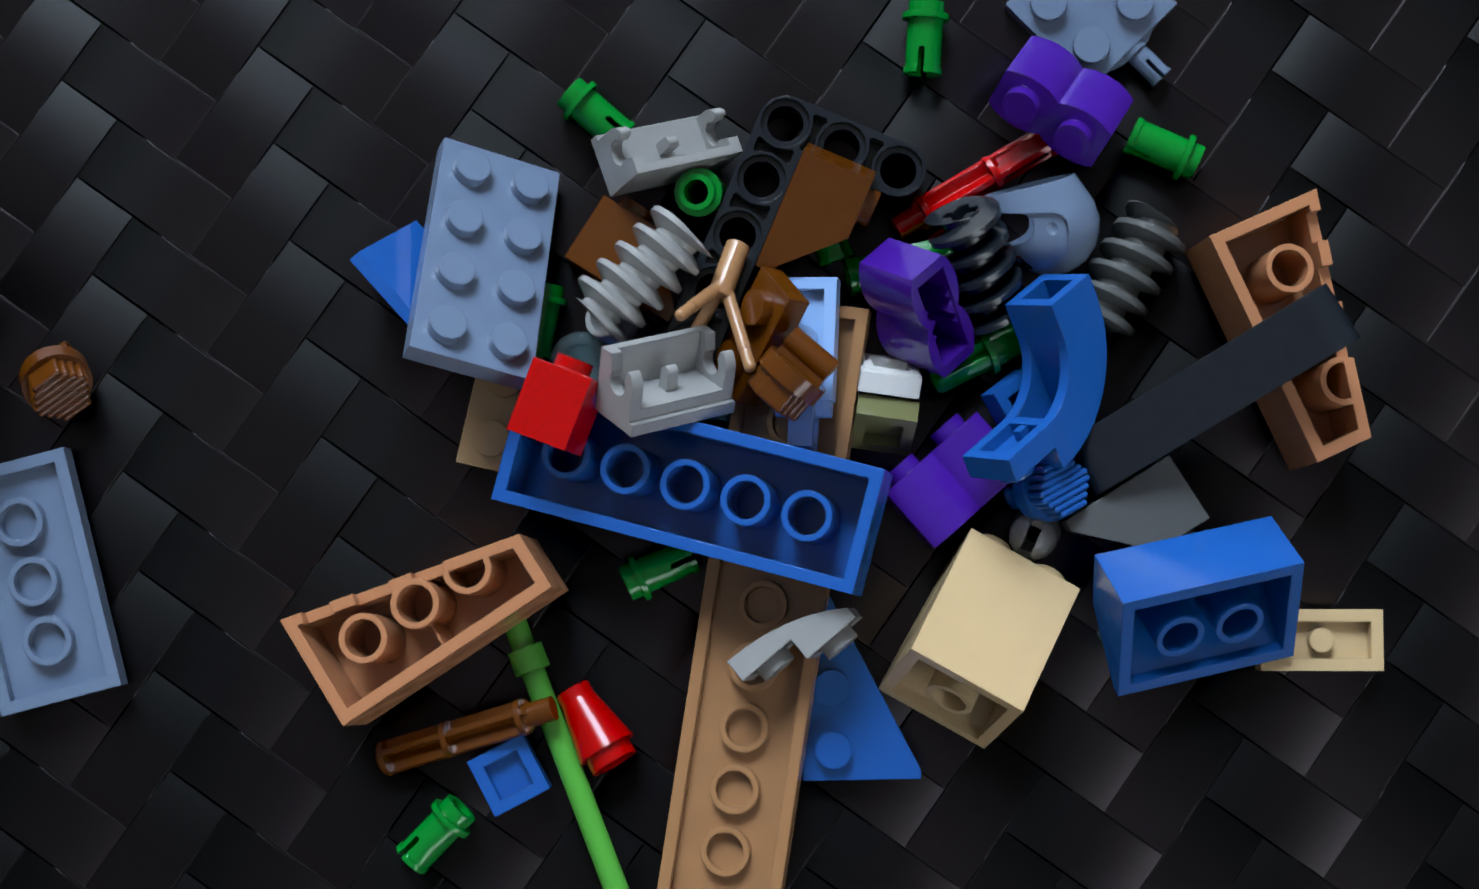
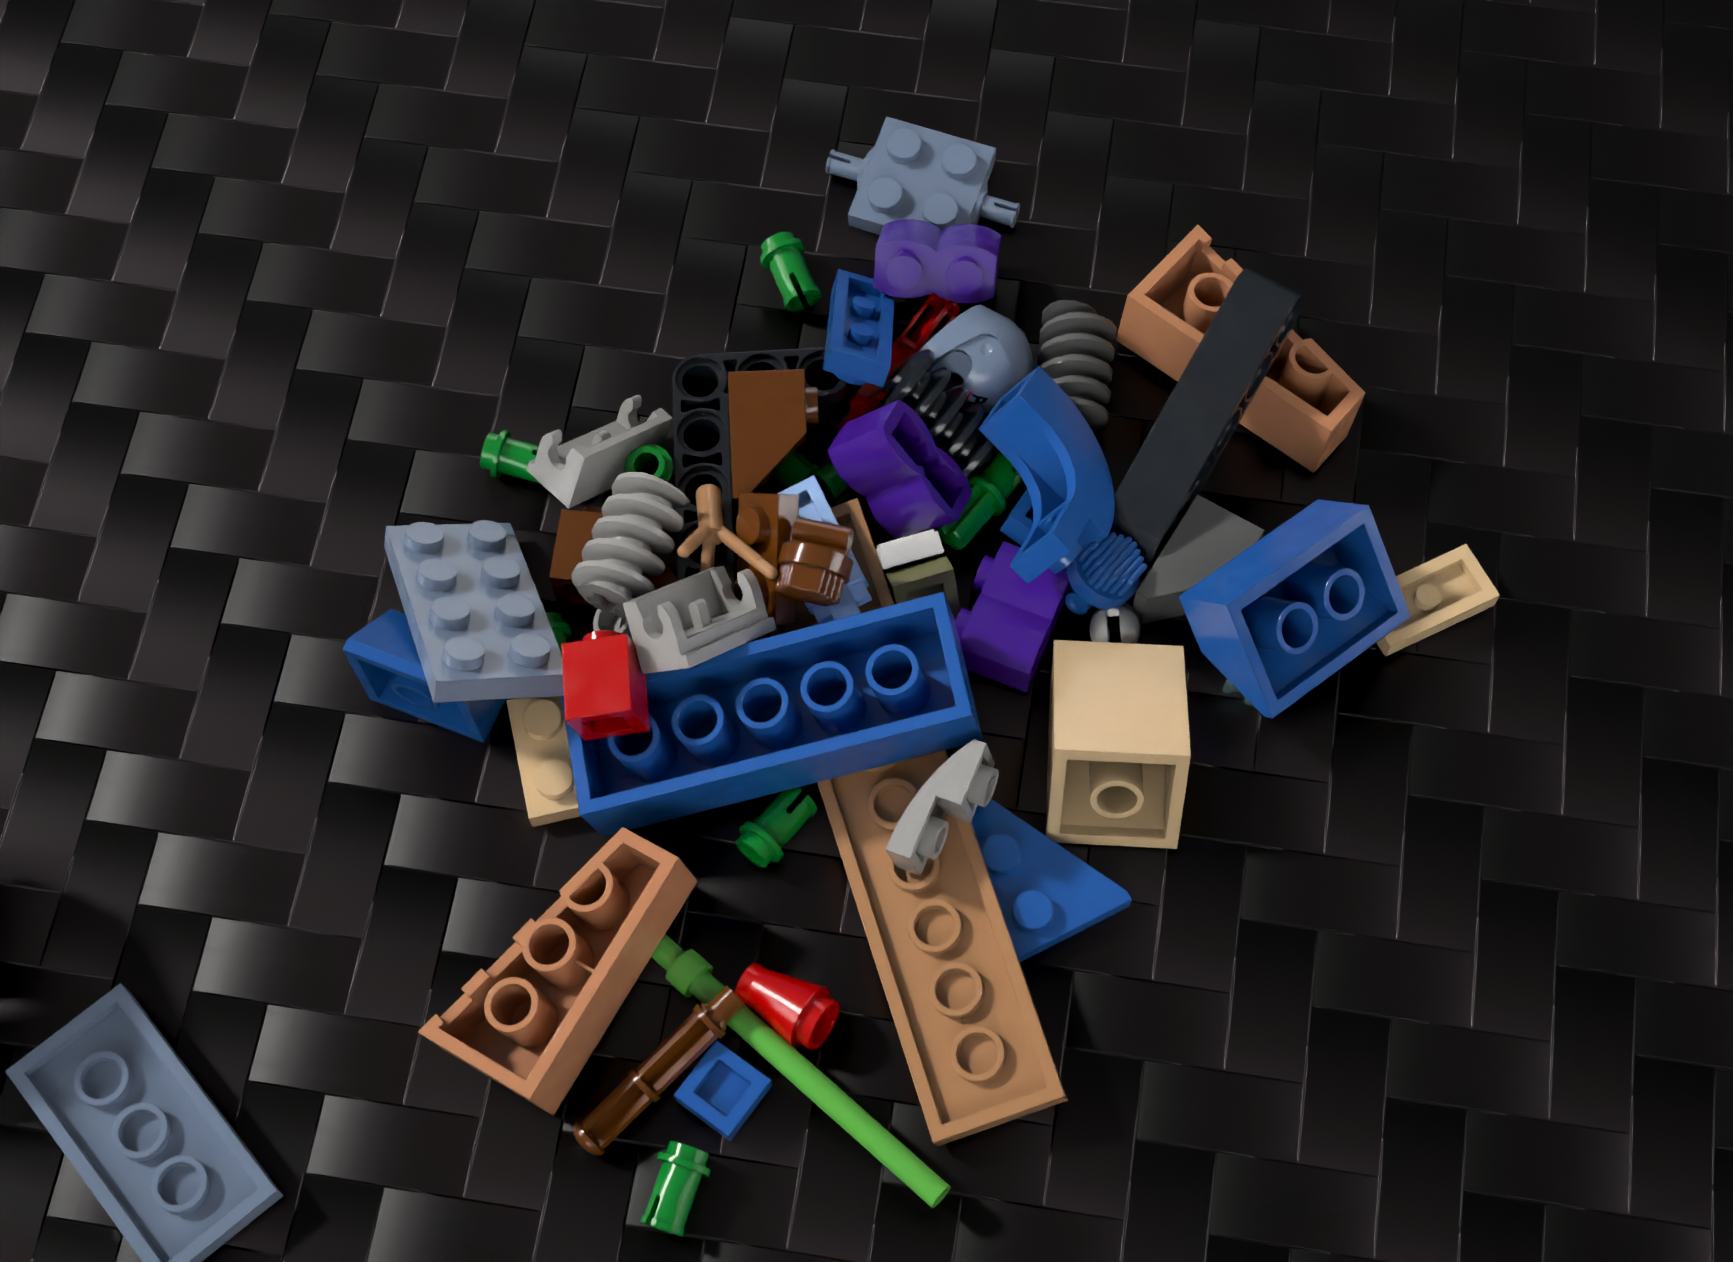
camera: 25 degrees left, 20 degrees down
(56, 381) = (88, 924): reddish brown piece -> none
(950, 145) = (859, 331): none -> blue plate
(1165, 149) = (1050, 266): green pin -> none

